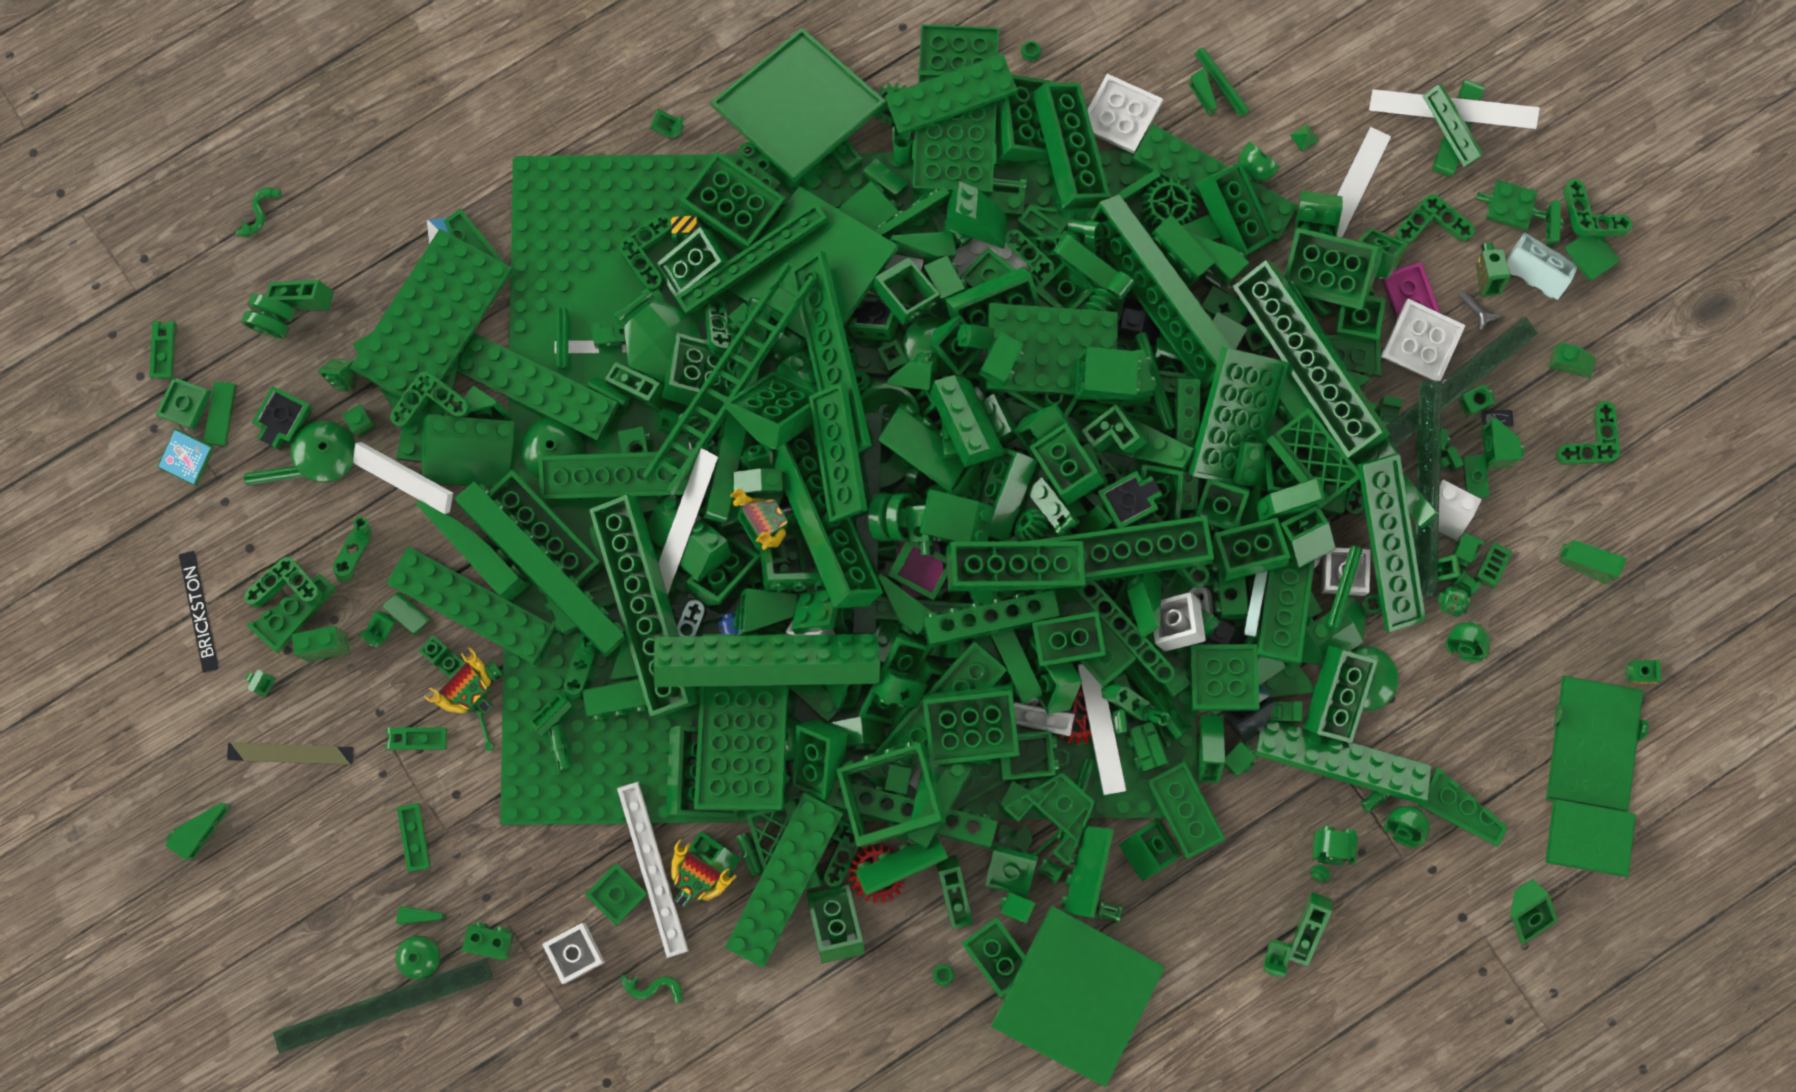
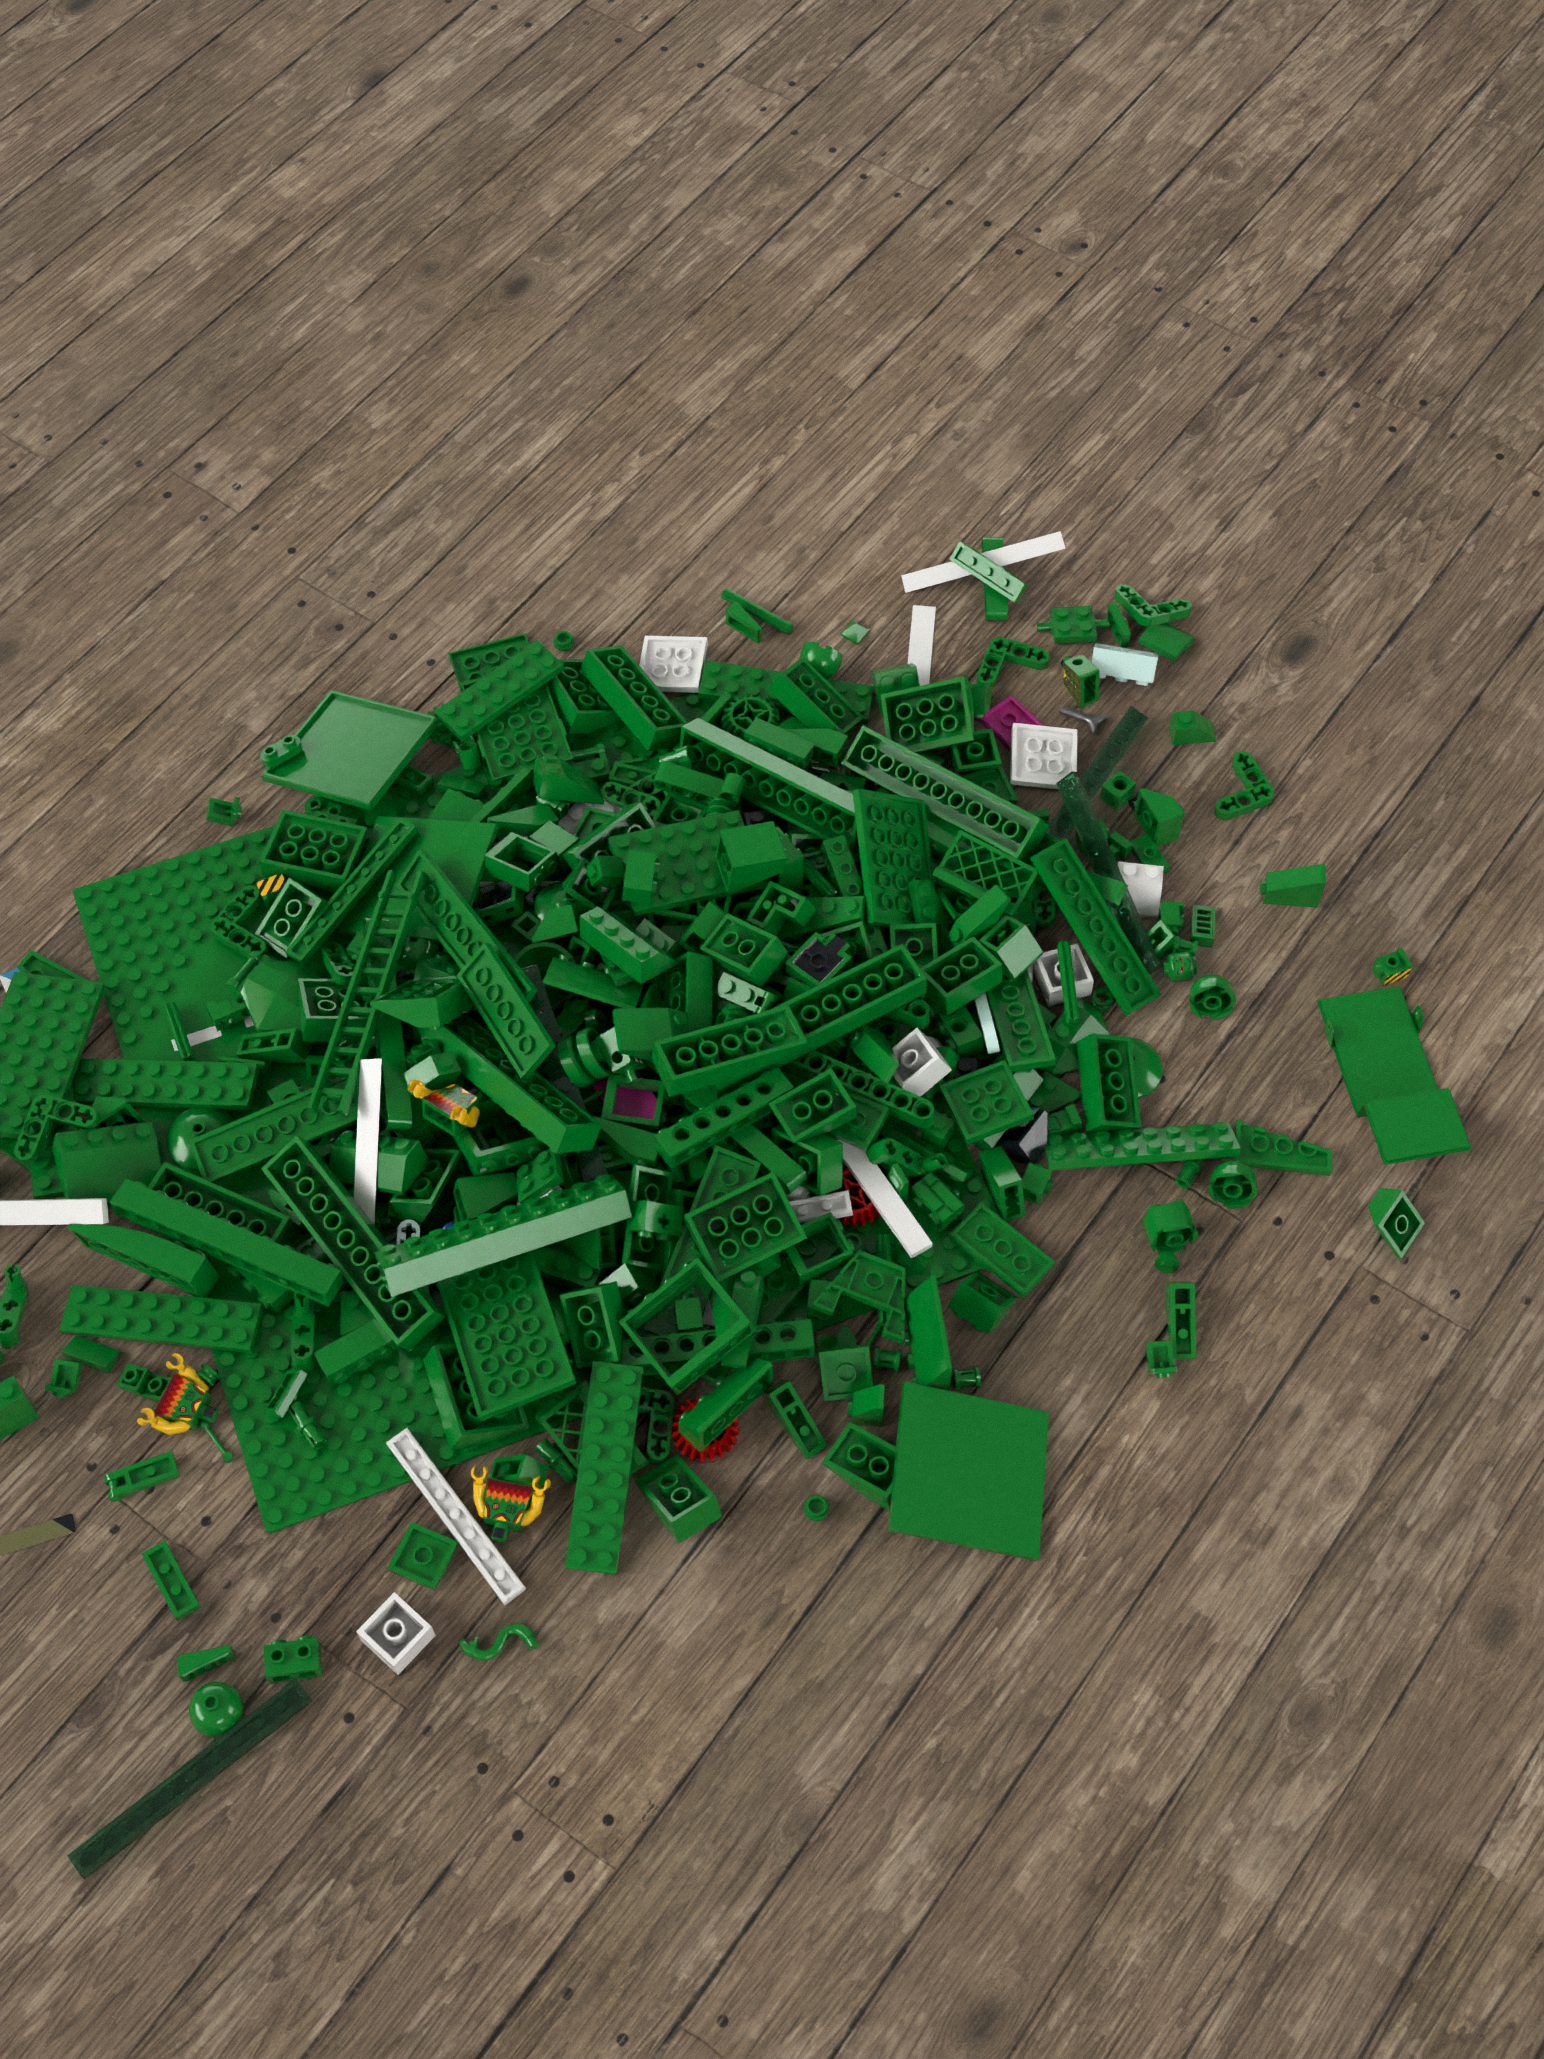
camera: 20 degrees left, 20 degrees down
(735, 83) = (281, 751): none -> green plate

